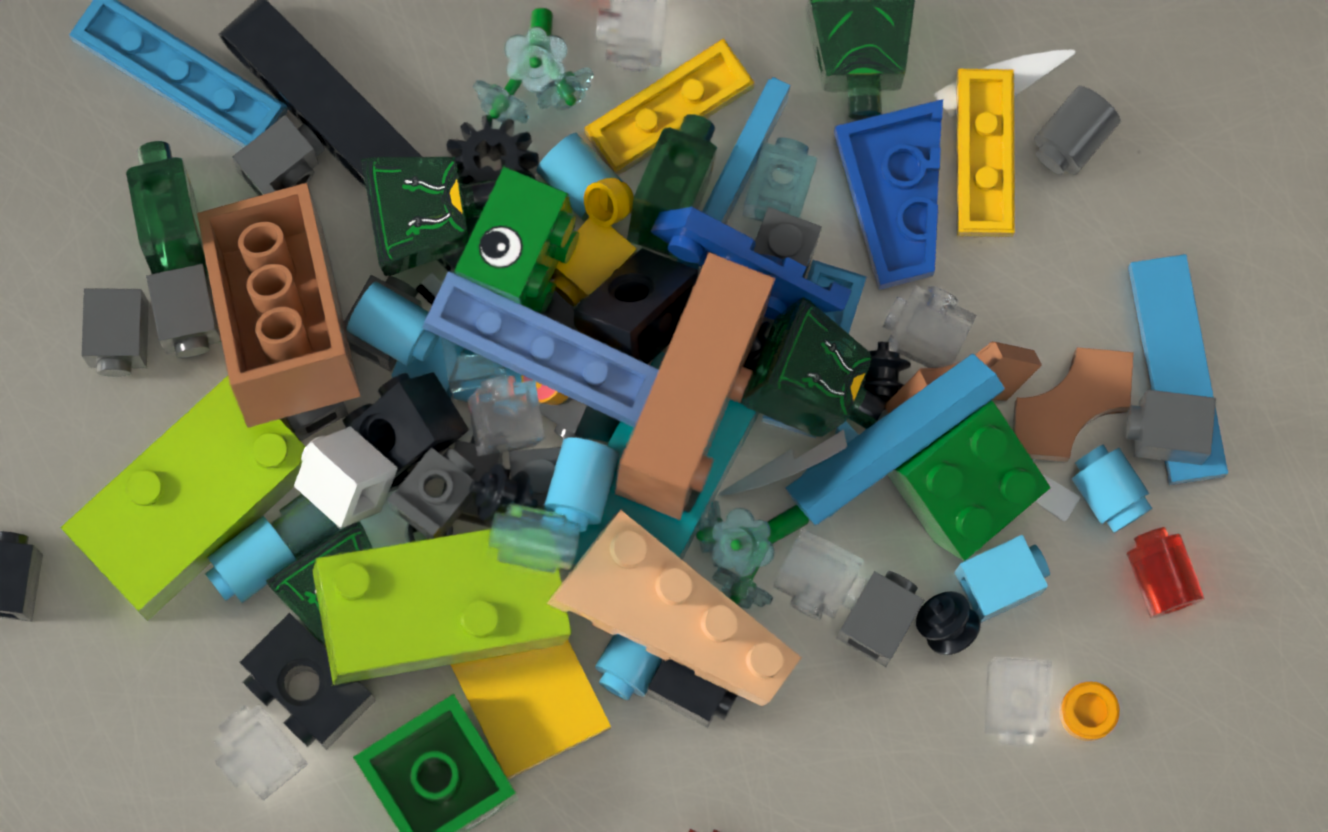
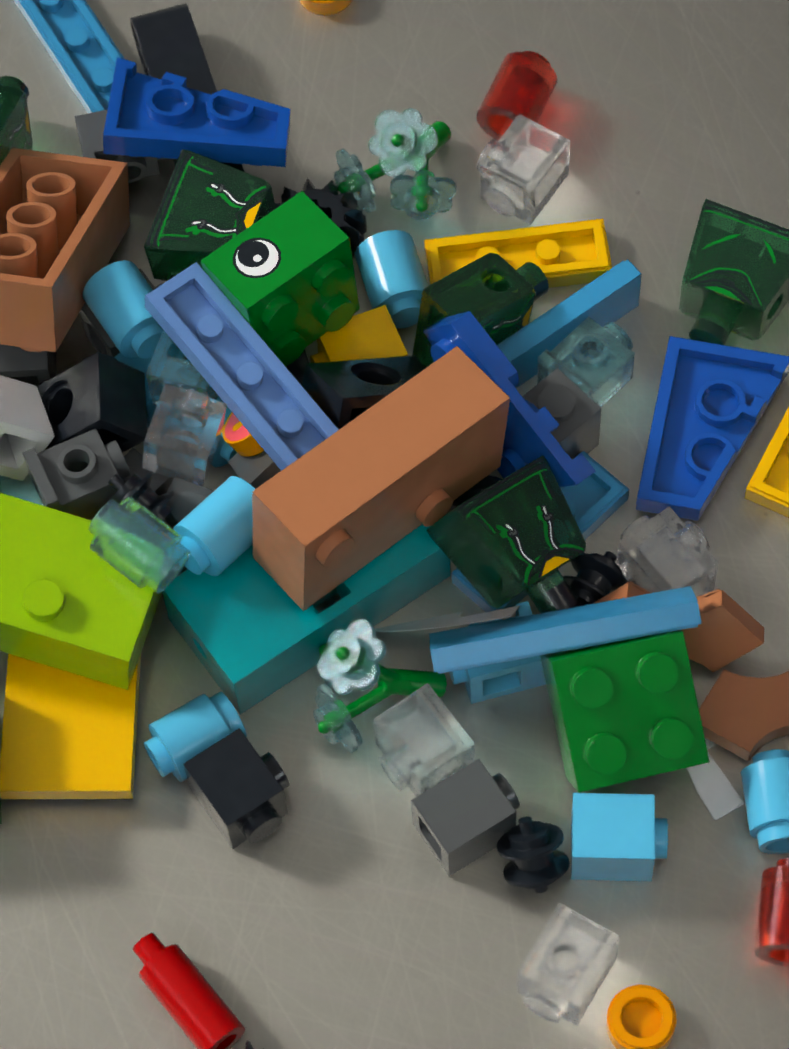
camera: 35 degrees right, 15 degrees down
(337, 124) = (166, 116): none -> blue wing
(608, 201) = (400, 295): yellow hinge -> none
(656, 599) = (239, 680): light nougat wing -> none

